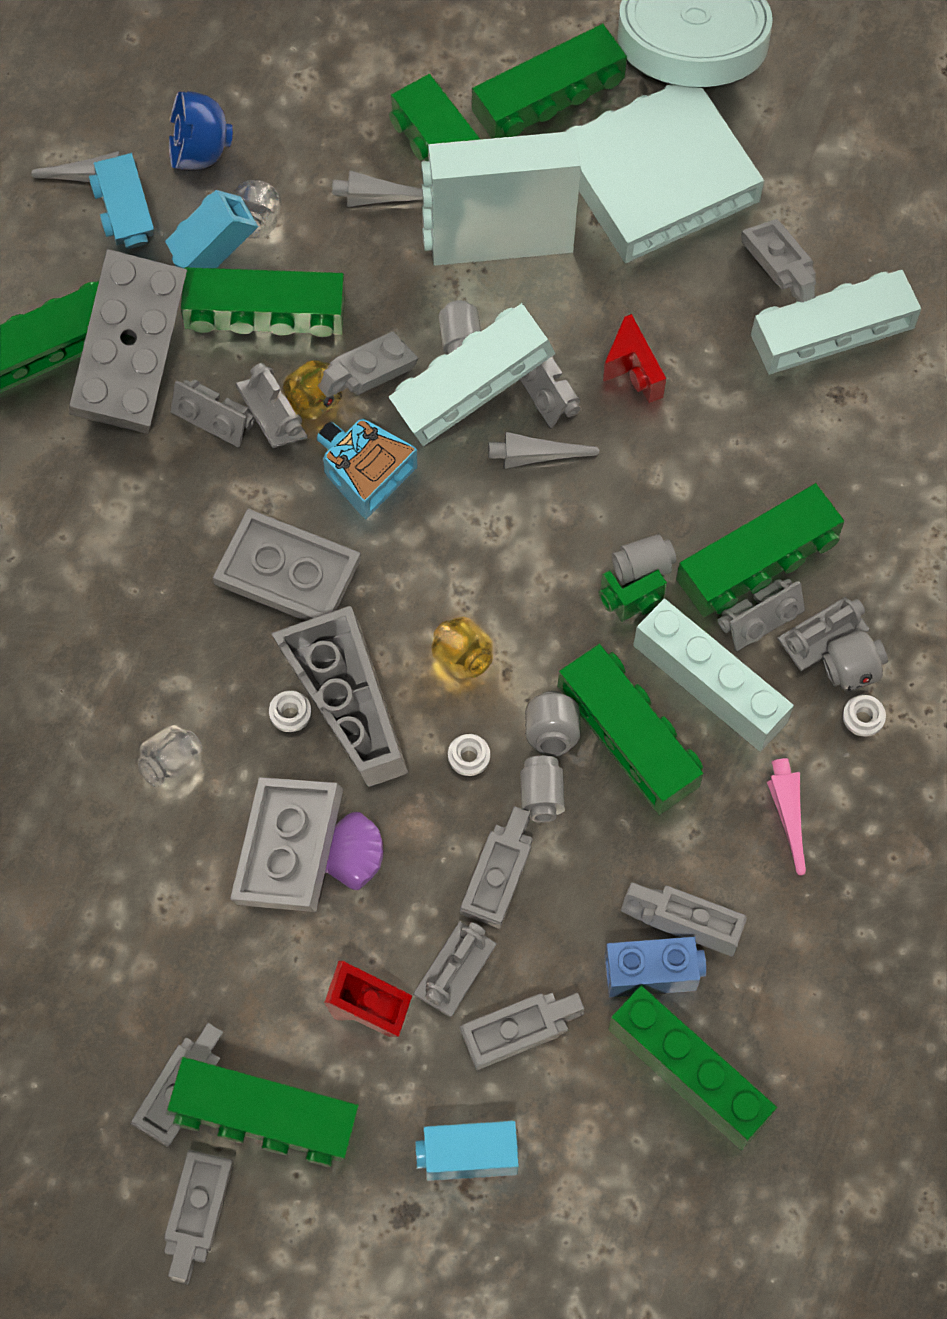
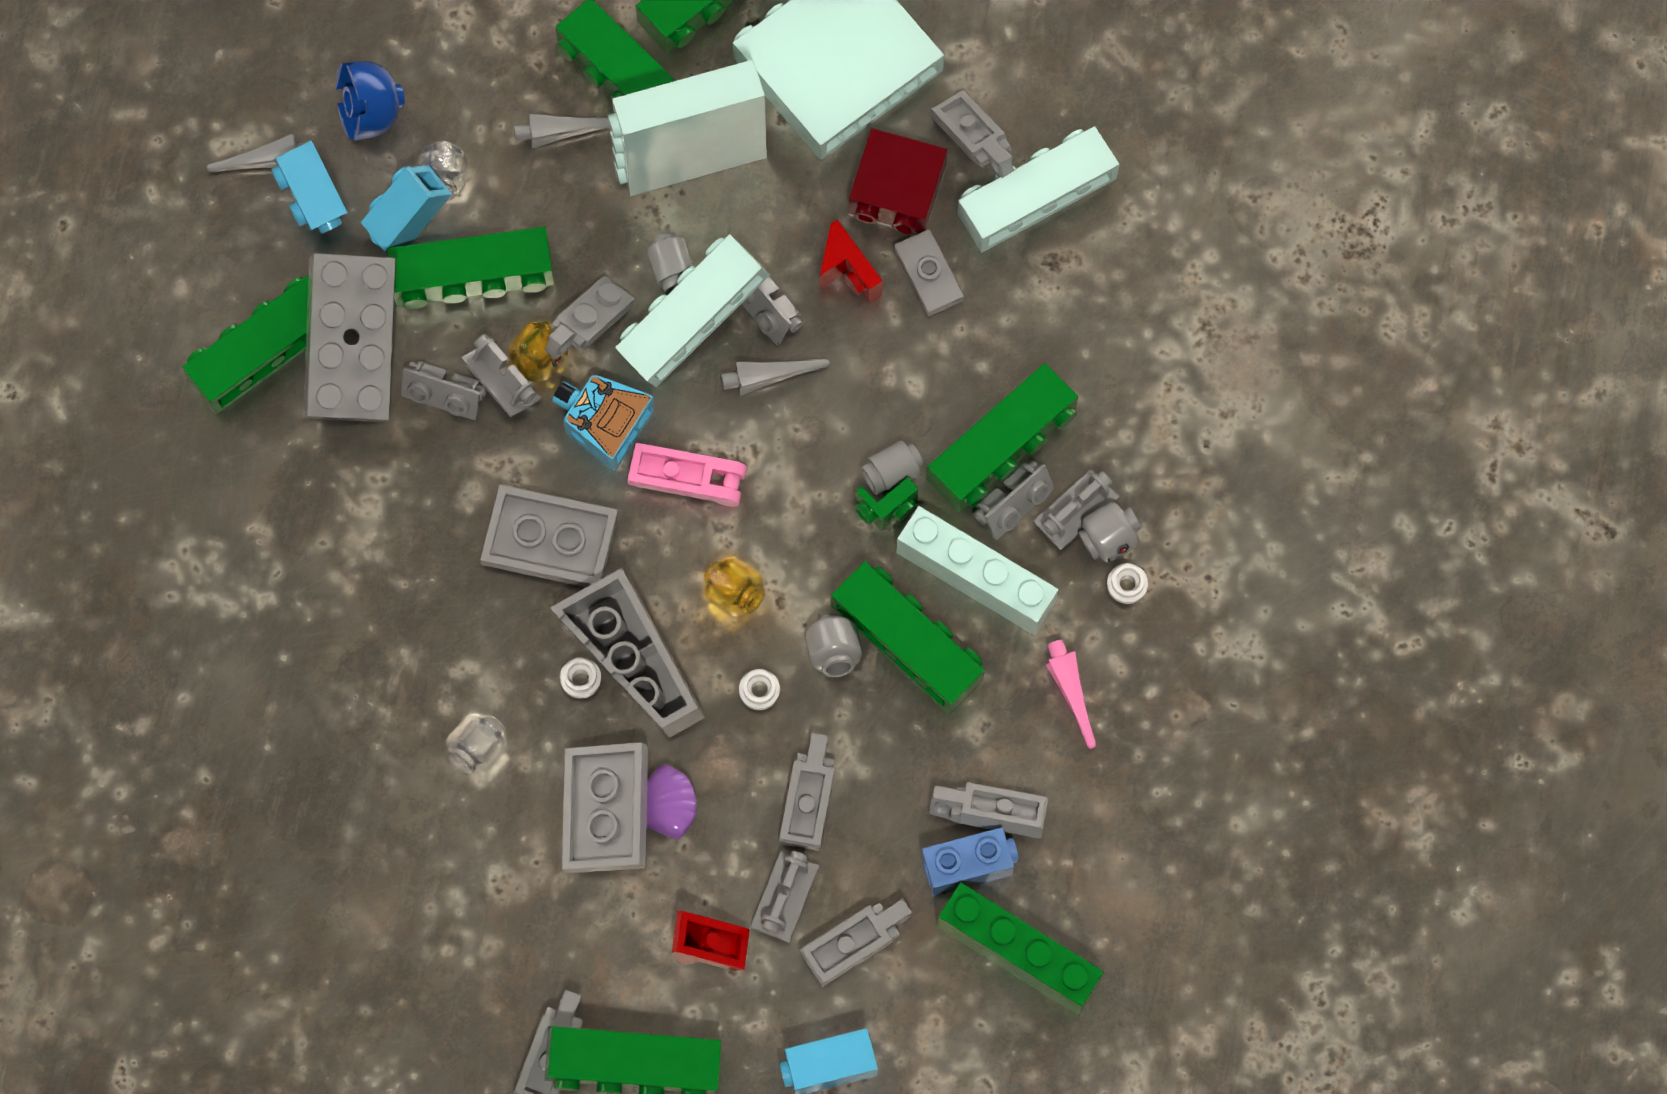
camera: 10 degrees left, 5 degrees up
(435, 531) = (685, 474): none -> bright pink plate
(542, 788) = (835, 710): light grey brick -> none
(697, 292) = (897, 182): none -> dark red piece
(713, 383) = (928, 272): none -> light grey plate

